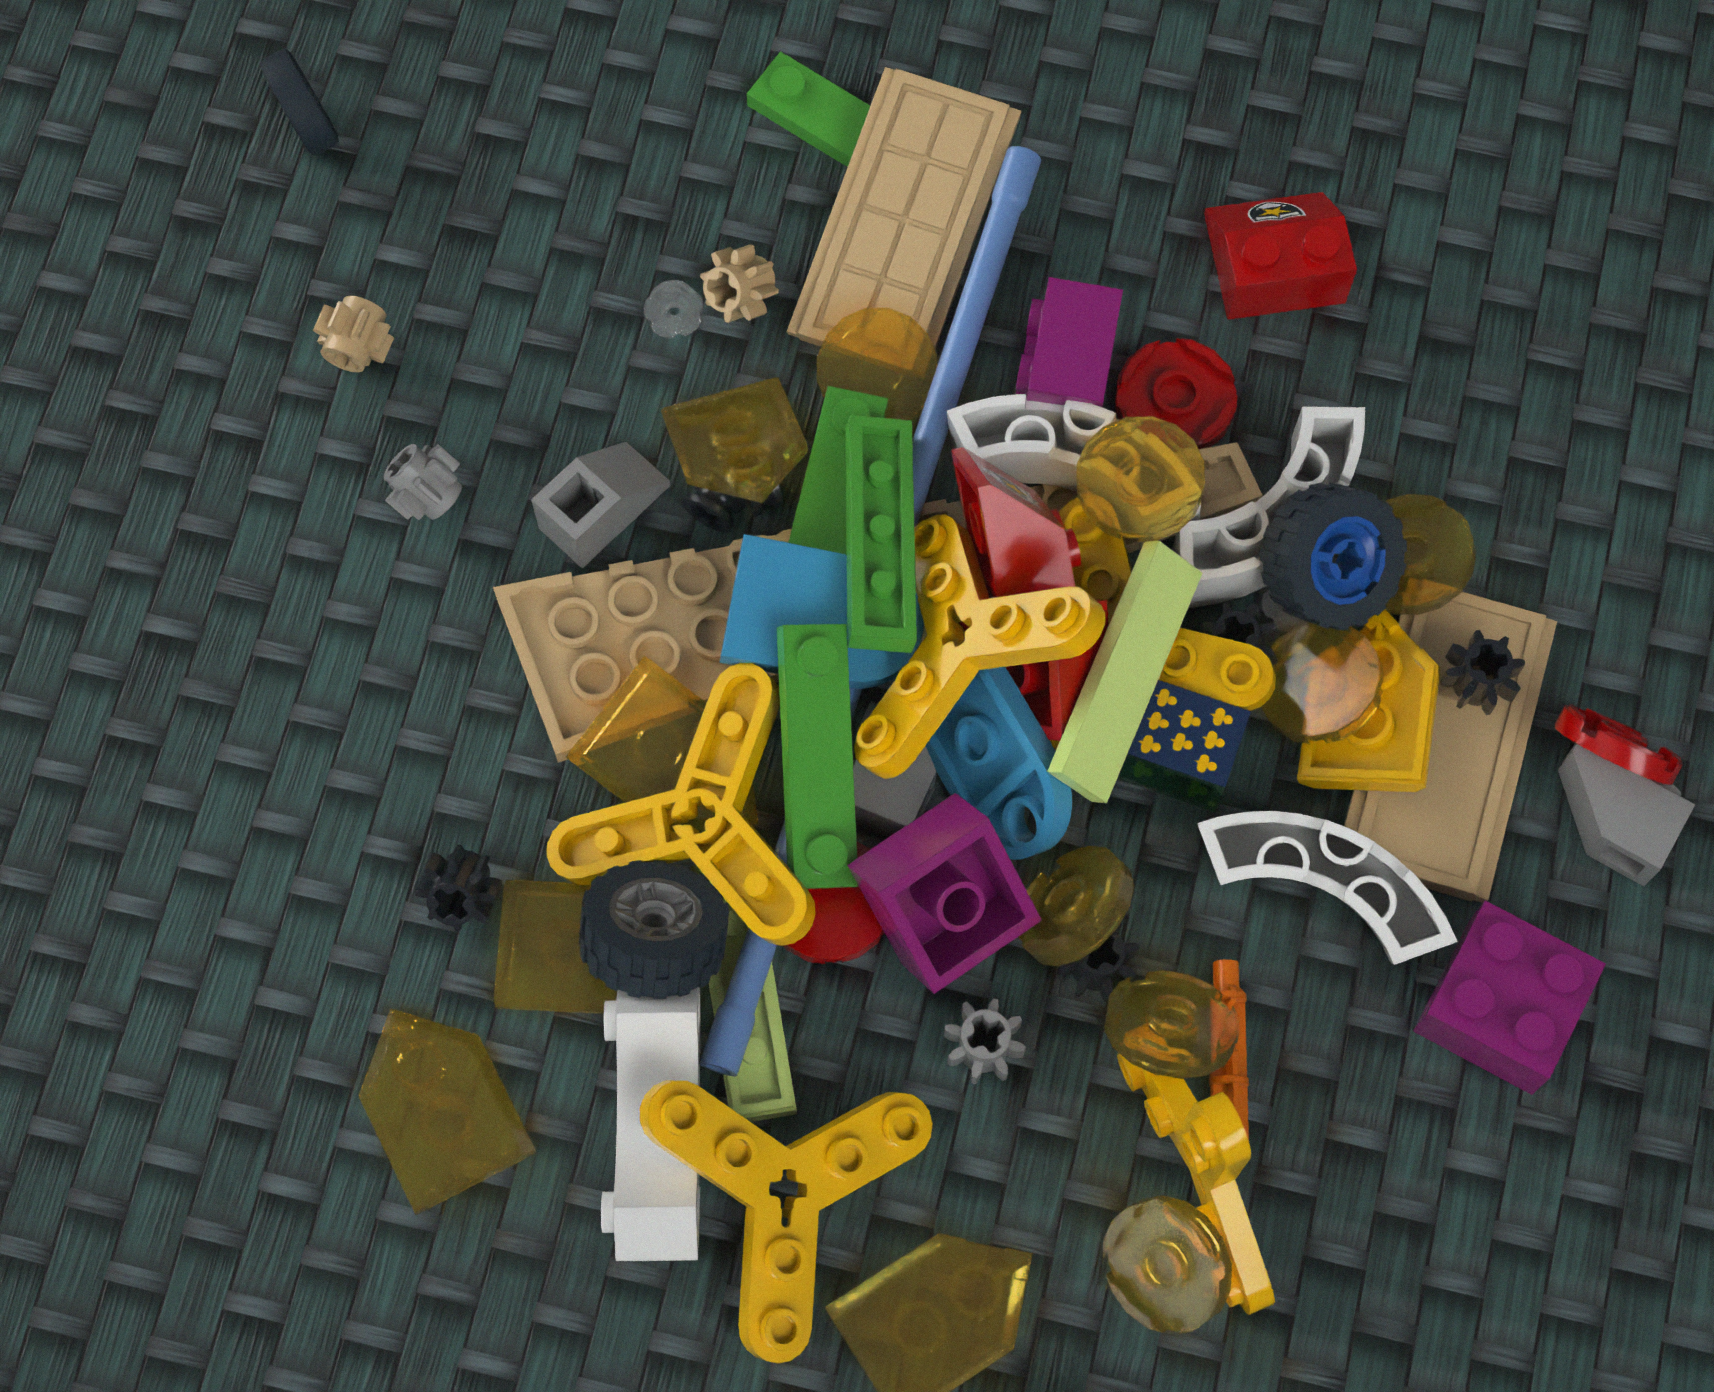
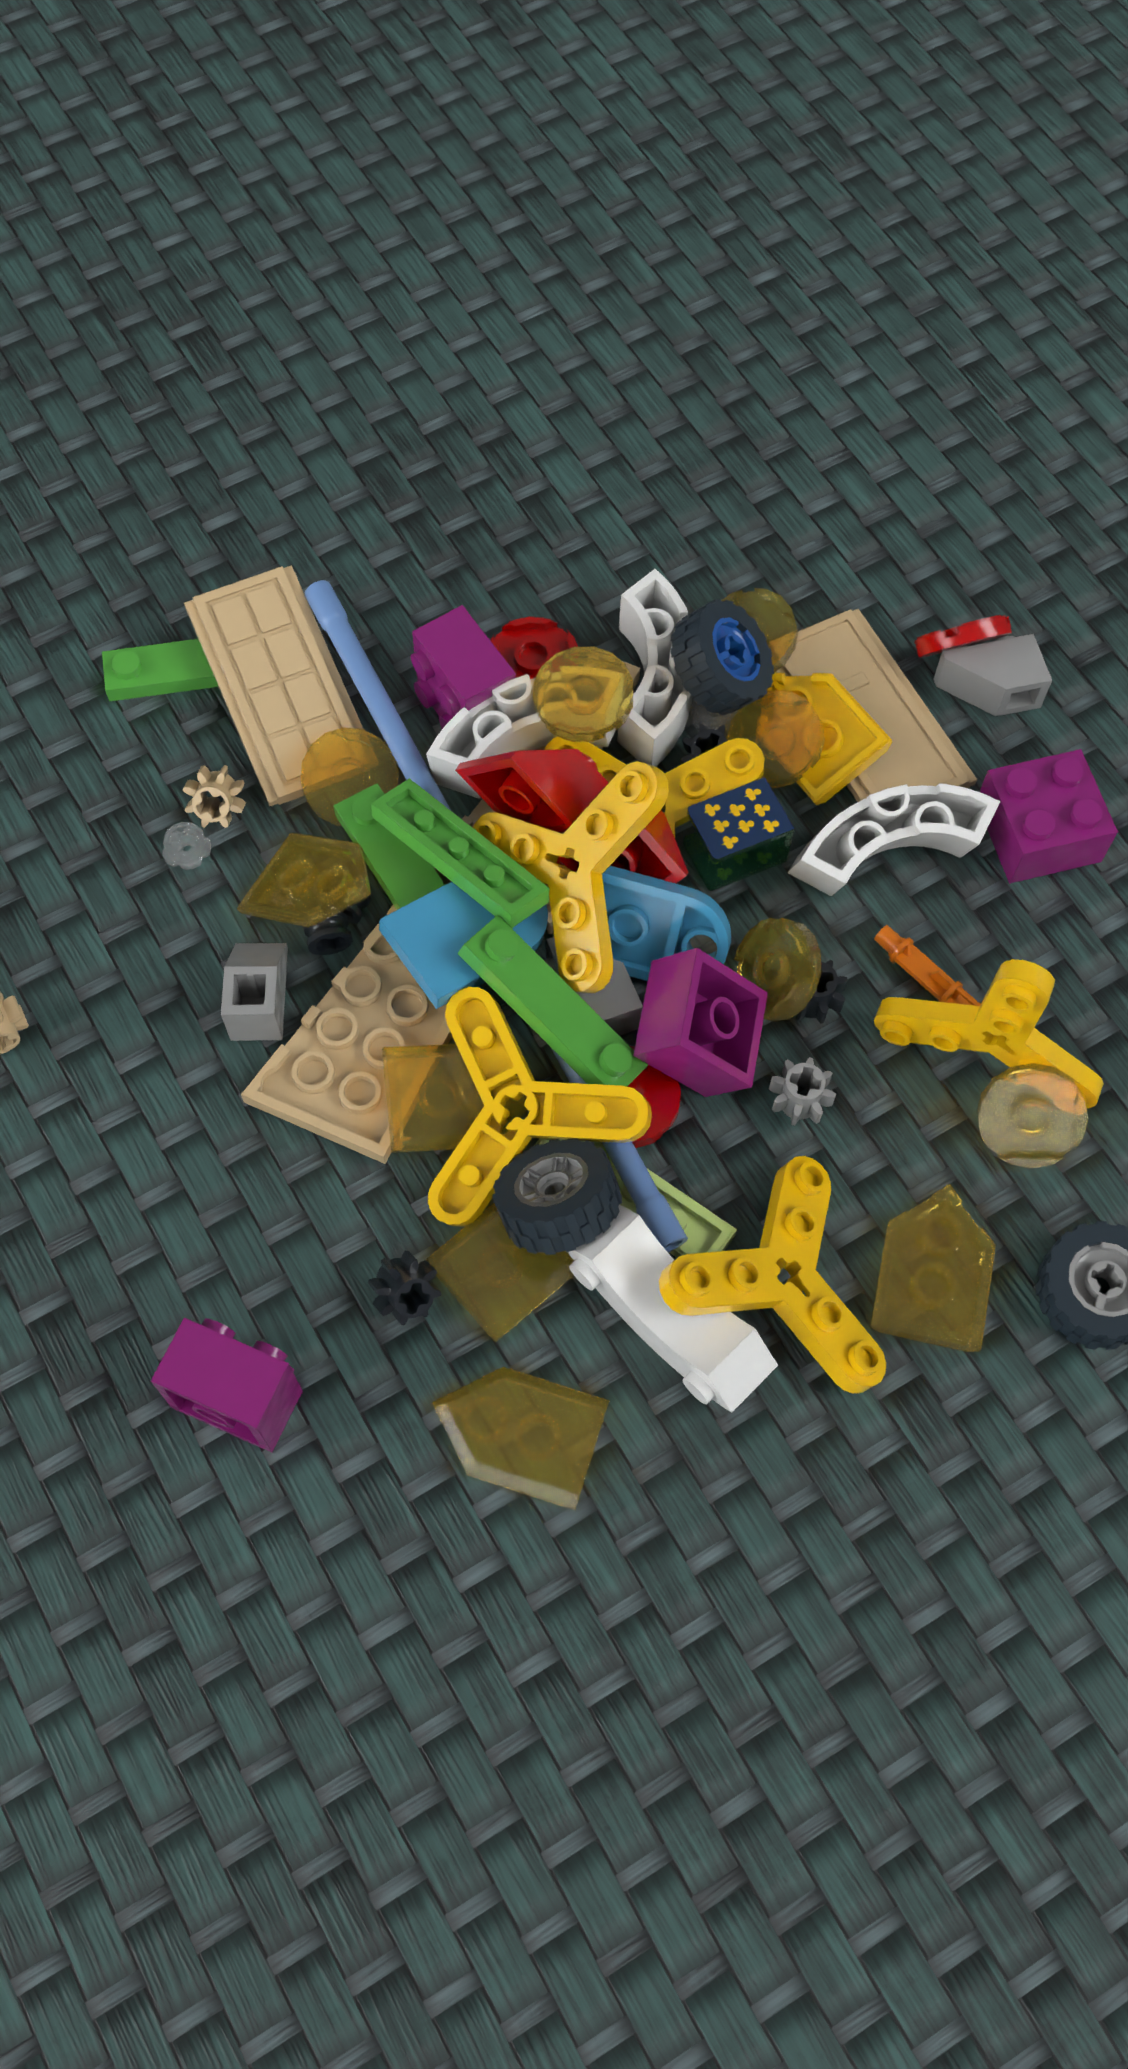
camera: 45 degrees left, 5 degrees down
(230, 833) = (228, 1382): none -> magenta brick
(422, 481) = (130, 1071): light grey gear -> none
(1125, 672) = (684, 813): yellowish green tile -> none
(1171, 1024) = (898, 983): clear yellow tile -> none
(1281, 254) = (514, 536): red slope -> none
(1472, 685) = (857, 658): black gear -> none

